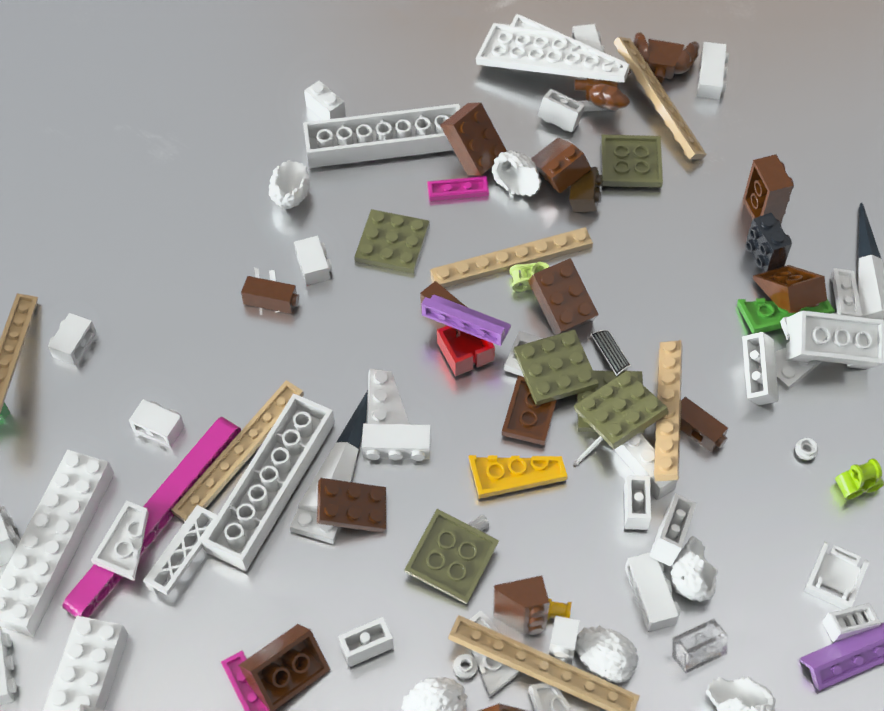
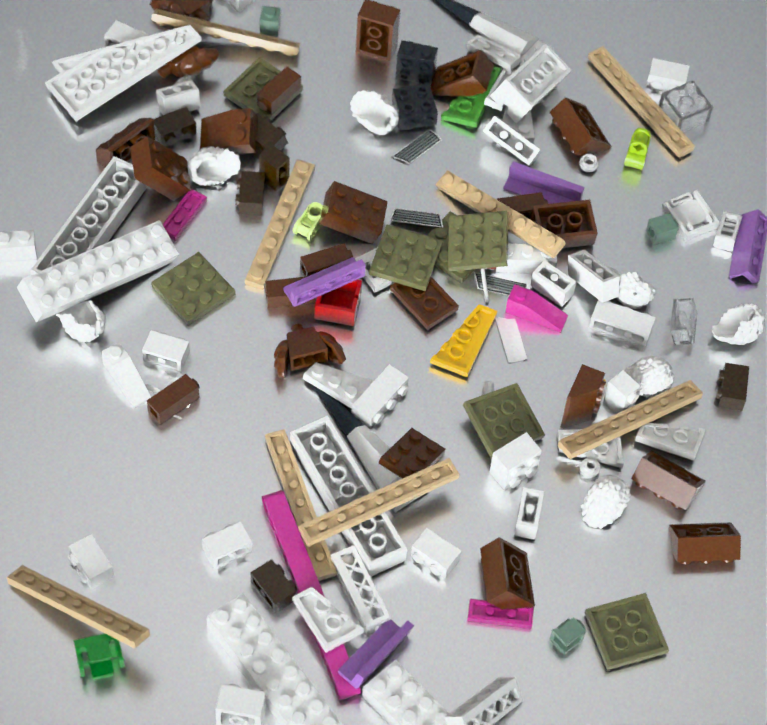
camera: 60 degrees left, 0 degrees up
(124, 603) = (374, 652): none -> medium lavender panel
(141, 481) = (273, 585): none -> dark brown brick
(267, 247) = (125, 374): none -> white slope
(267, 590) = (435, 553): none -> white brick
(271, 505) = (378, 502): none -> tan plate
(337, 162) = (97, 271): none -> white brick
(393, 353) = (306, 348): none -> reddish brown torso
(410, 593) = (515, 461): none -> white brick
(499, 108) = (121, 142): none -> reddish brown slope
(502, 310) = (324, 259): none -> reddish brown brick
(520, 217) = (251, 192): none -> dark brown brick
(534, 127) = (174, 127): none -> dark brown brick
(552, 509) = (511, 339): none -> white sticker
(554, 213) = (276, 167): none -> dark brown brick
(599, 507) = (534, 308): none -> dark pink slope
(604, 465) = (497, 284): none -> sticker
(635, 167) = (278, 90): none -> reddish brown brick
(683, 246) = (374, 111): none -> white piece
(689, 305) = (417, 147): none -> sticker
(704, 119) = (270, 20): none -> sand green brick
(712, 469) = (568, 220): none -> reddish brown brick
(723, 273) = (415, 106): none -> black brick
(742, 433) = (528, 180): none -> medium lavender panel
(793, 559) = (662, 229): none -> sand green brick
(837, 416) = (579, 128): none -> reddish brown slope

